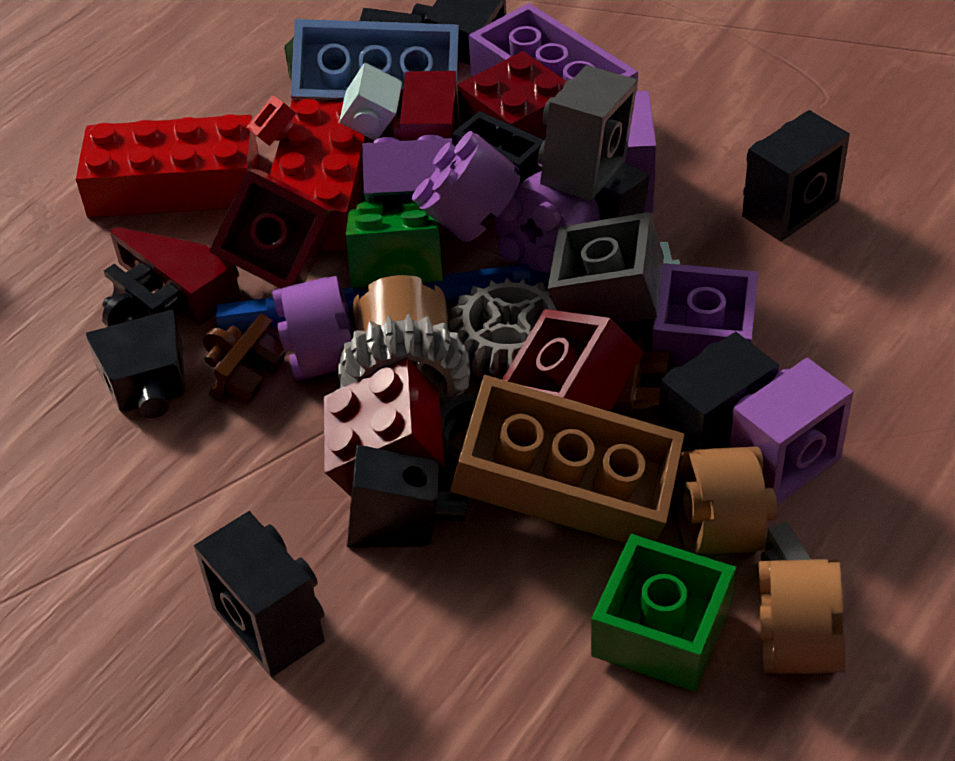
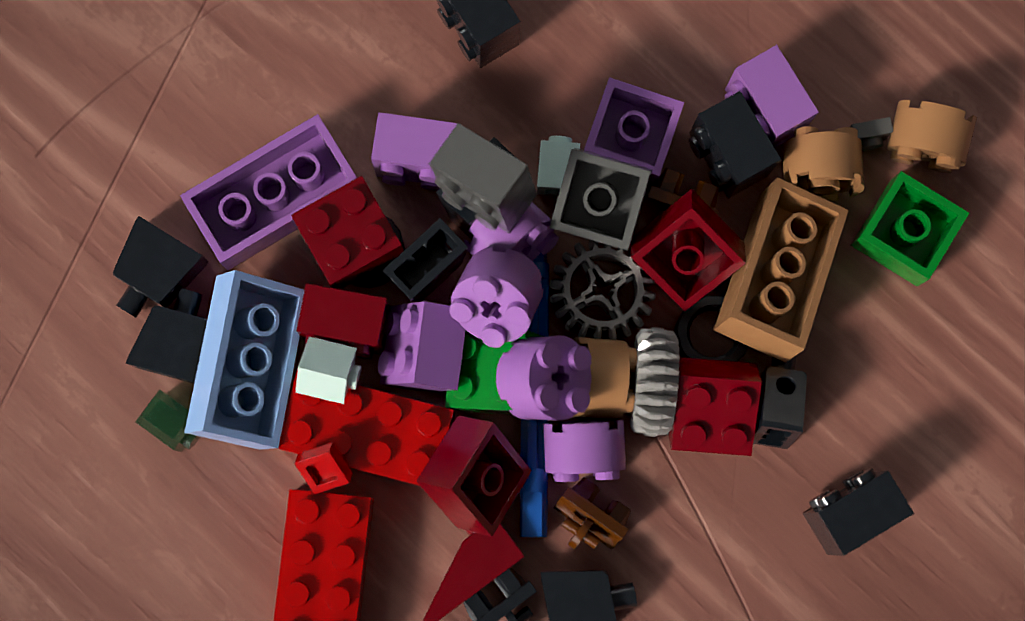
camera: 90 degrees left, 35 degrees up
(360, 219) = (545, 378): none -> medium lavender brick

